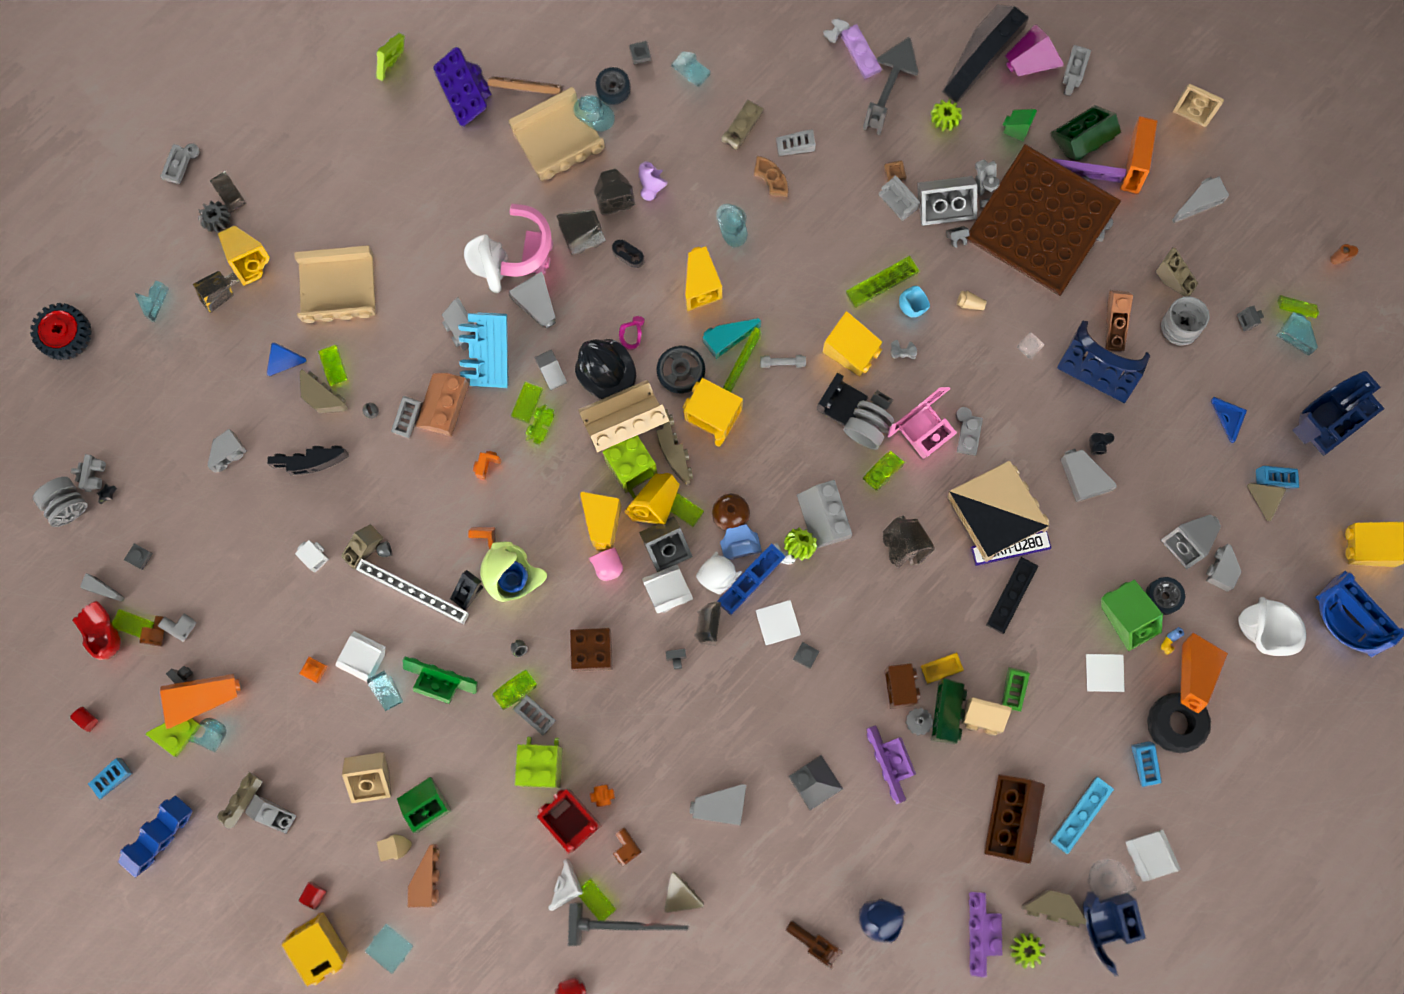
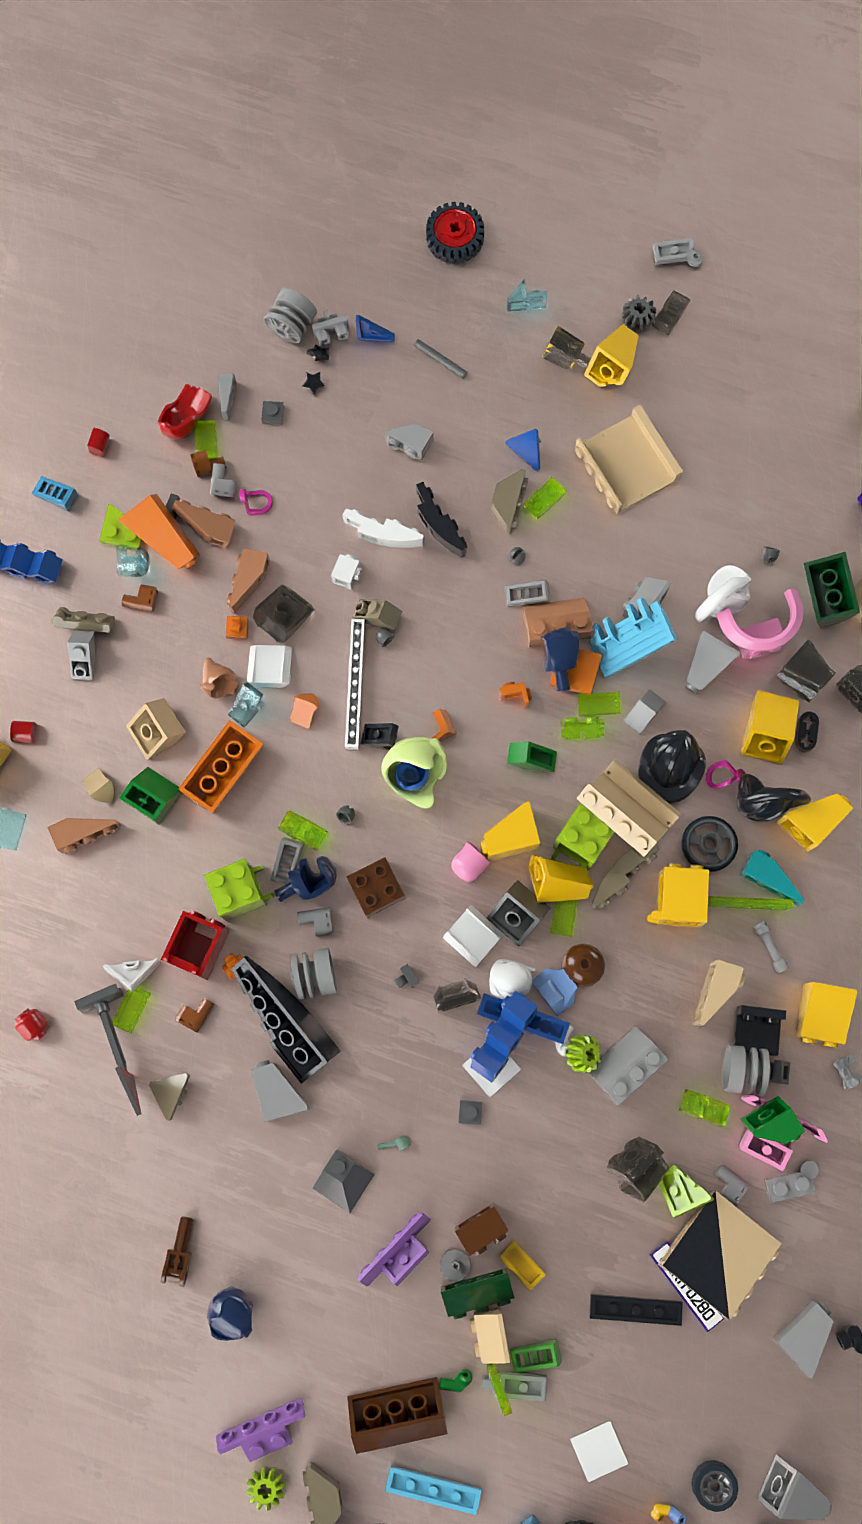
camera: 65 degrees right, 0 degrees up
(110, 441) = (371, 331): none -> blue tile
(129, 510) = (313, 382): none -> black piece
(166, 394) = (440, 358): none -> dark grey bar
(200, 611) = (244, 495): none -> dark pink piece
(213, 653) = (208, 525): none -> nougat slope
(248, 738) = (145, 600): none -> dark orange piece
(273, 637) = (250, 574): none -> nougat slope
(298, 503) = (390, 534): none -> white slope
(321, 625) = (282, 613): none -> clear smoke slope
(351, 704) = (218, 680): none -> nougat hat
(413, 643) = (304, 709): none -> tile
(429, 734) = (220, 767): none -> orange slope
(437, 682) = (276, 752): green bracket -> none
(471, 212) = (769, 552): none -> dark grey hinge
(473, 410) = (561, 654): none -> dark blue piece
(490, 407) = (584, 675): none -> orange tile
(524, 178) = (831, 589): none -> dark green slope
(544, 475) = (531, 756): none -> green slope
(560, 705) = (306, 882): none -> dark blue piece
(595, 707) = (321, 919): none -> light grey piece
(611, 279) = (770, 727): none -> yellow slope
(638, 731) = (313, 974): none -> light grey wheel
(670, 309) = (766, 803): none -> black piece
(672, 770) = (292, 1028): none -> black wedge
(758, 599) = (503, 1036): none -> blue brick
(795, 414) = (719, 986): none -> tan slope
(806, 720) = (402, 1143): none -> sand green hand
(917, 421) = (774, 1122): none -> green slope
(939, 517) = (682, 1192): none -> lime wing
(952, 475) = (735, 1186): none -> light grey piece
(1010, 760) = (458, 1383): none -> green arm
(1027, 726) = (499, 1389): none -> clear neon green tile
(1030, 713) = (520, 1385): none -> light grey hinge
(1132, 614) = (676, 1456): bright green slope -> none

